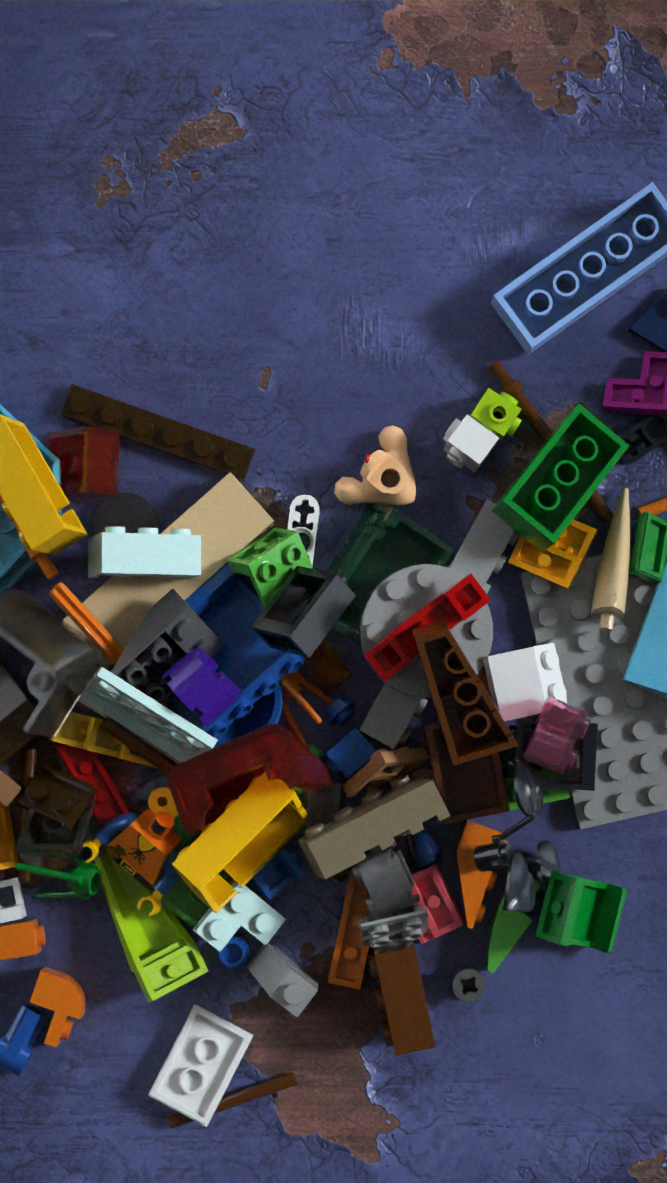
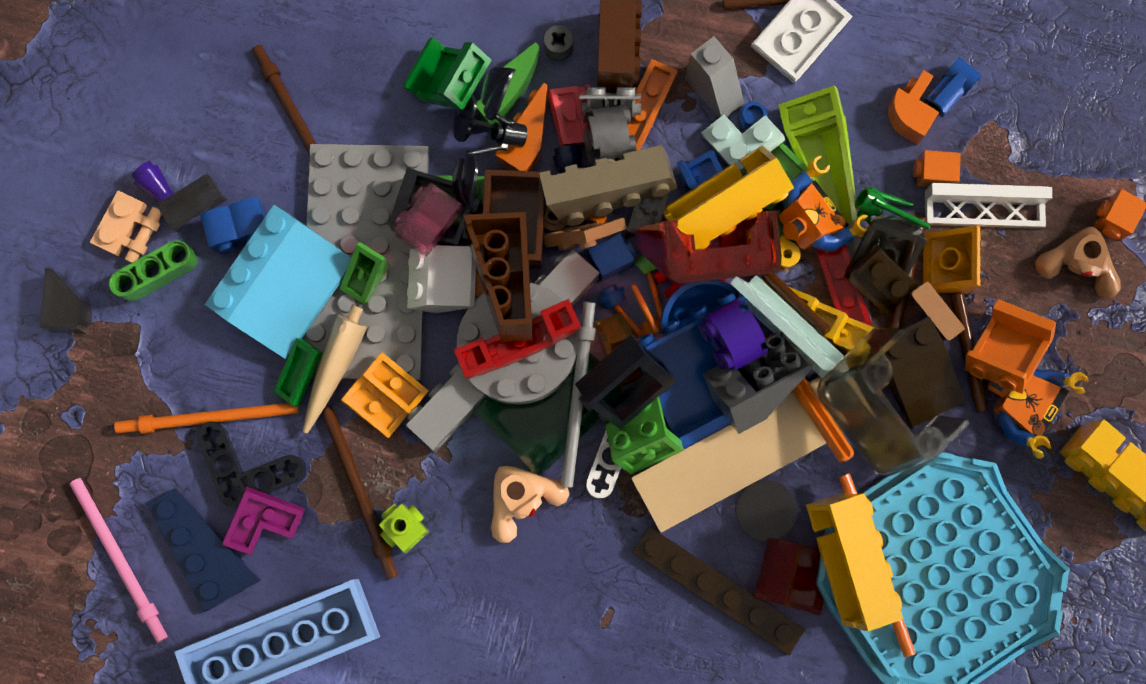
camera: 165 degrees left, 5 degrees down
(144, 553) = (757, 471): light aqua wedge -> none
(356, 649) = (585, 336): none -> light grey bar
(468, 443) = (435, 504): white brick -> none
(560, 478) = (360, 451): green brick -> none
(609, 666) = (364, 273): none -> bright green slope

